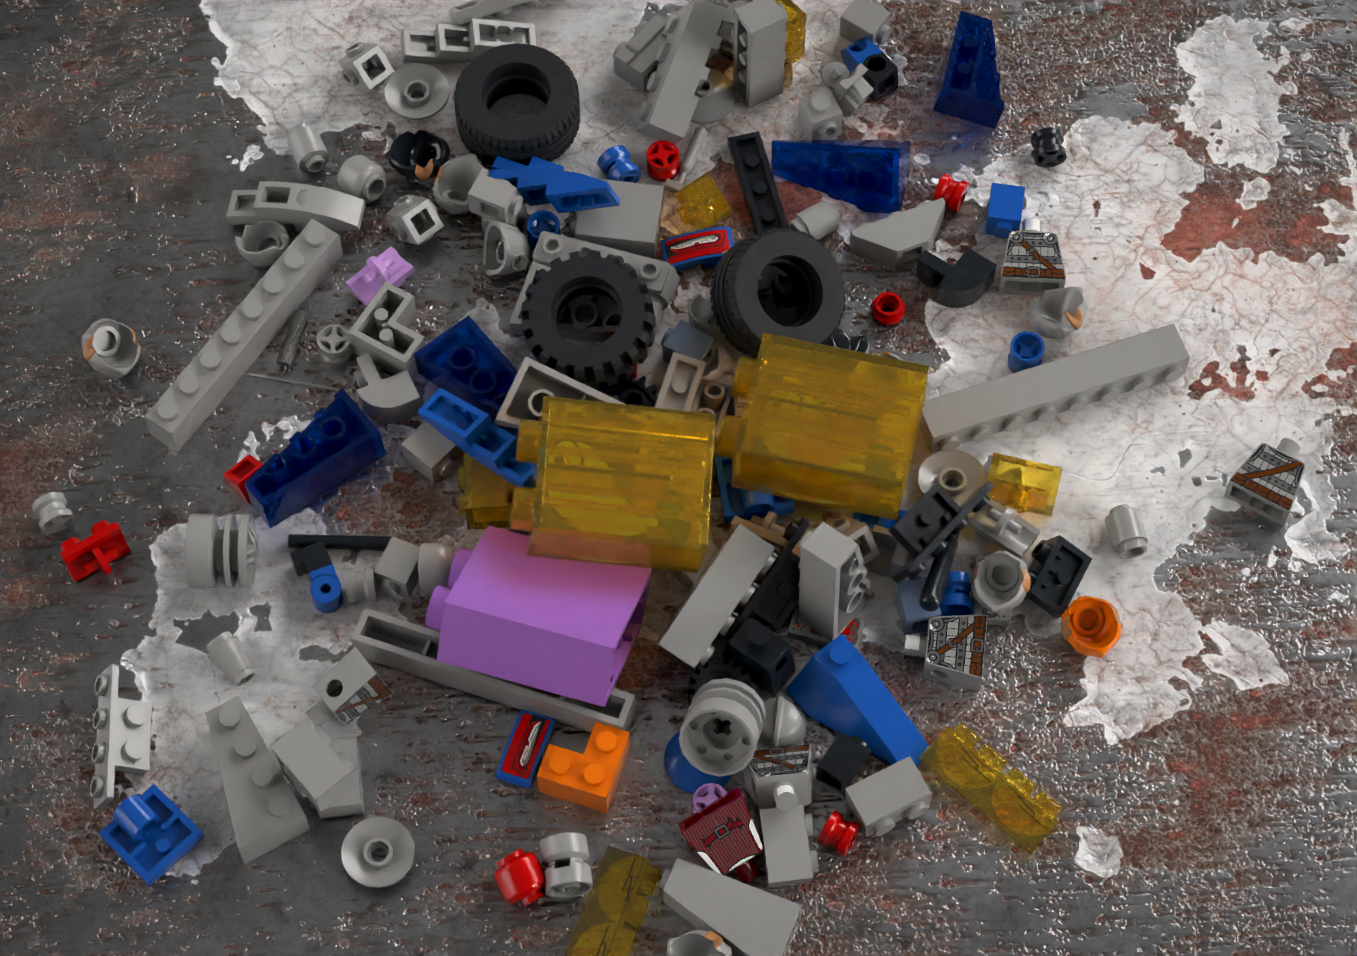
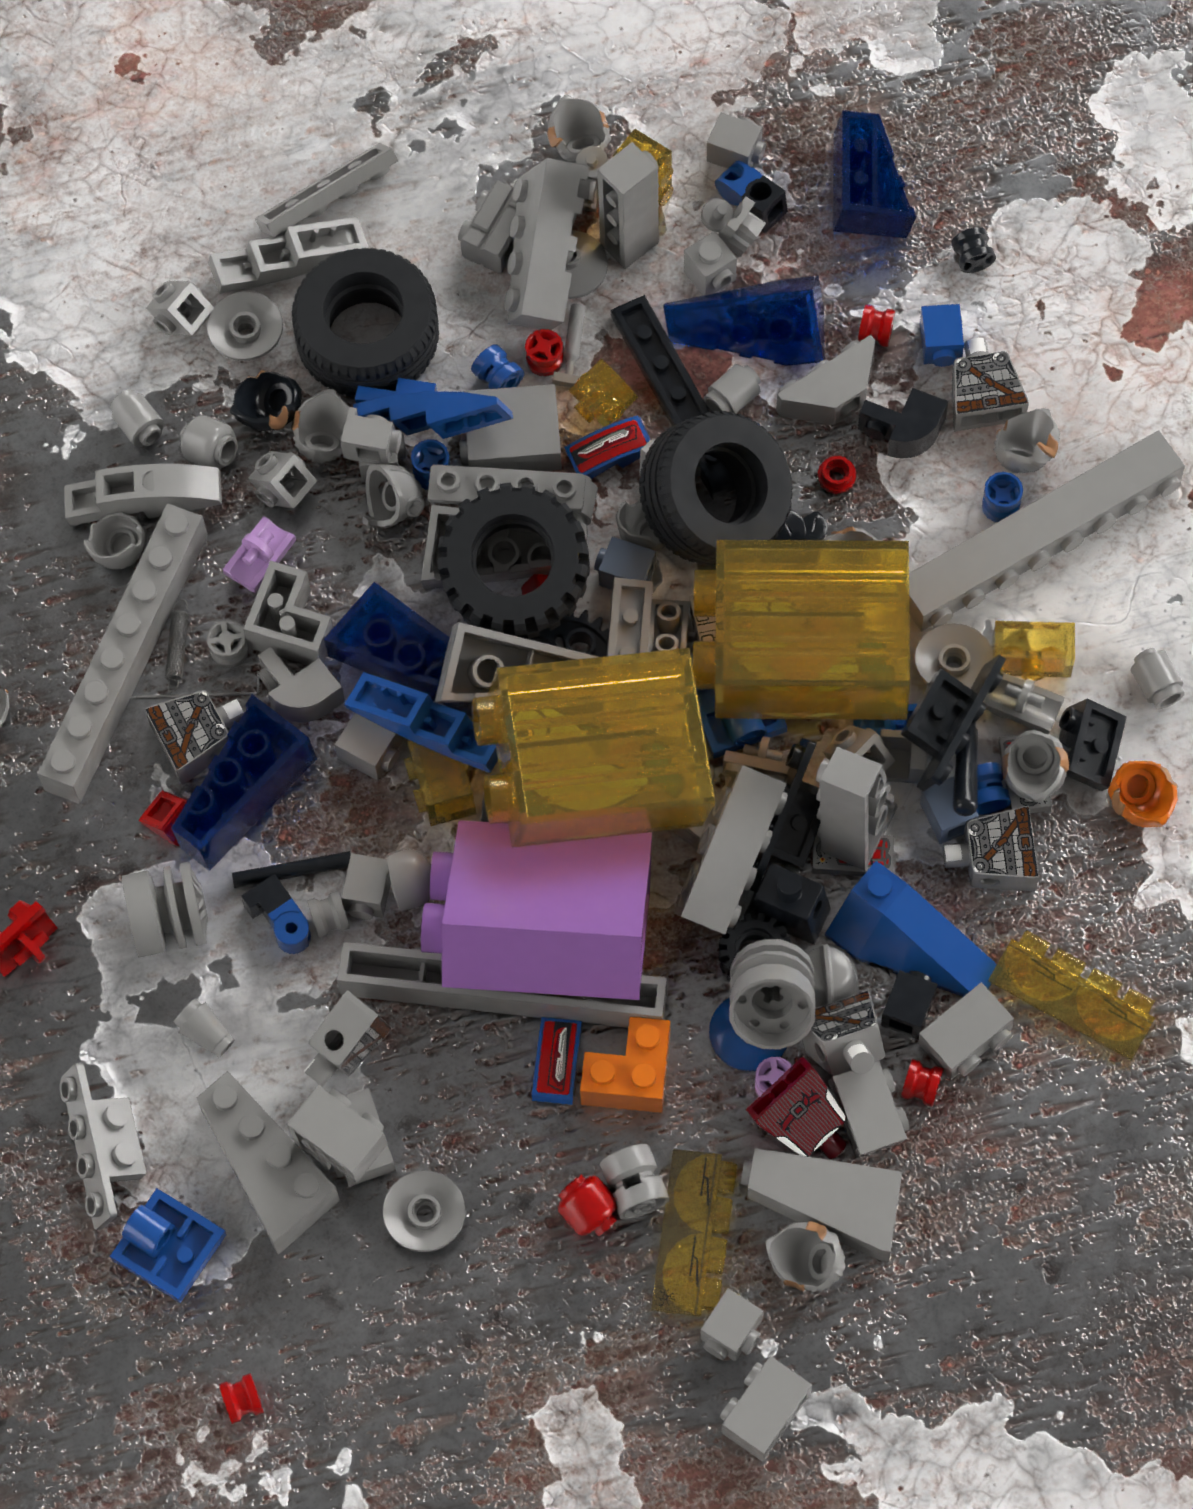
camera: 10 degrees left, 5 degrees up
(285, 408) = (192, 730): none -> torso

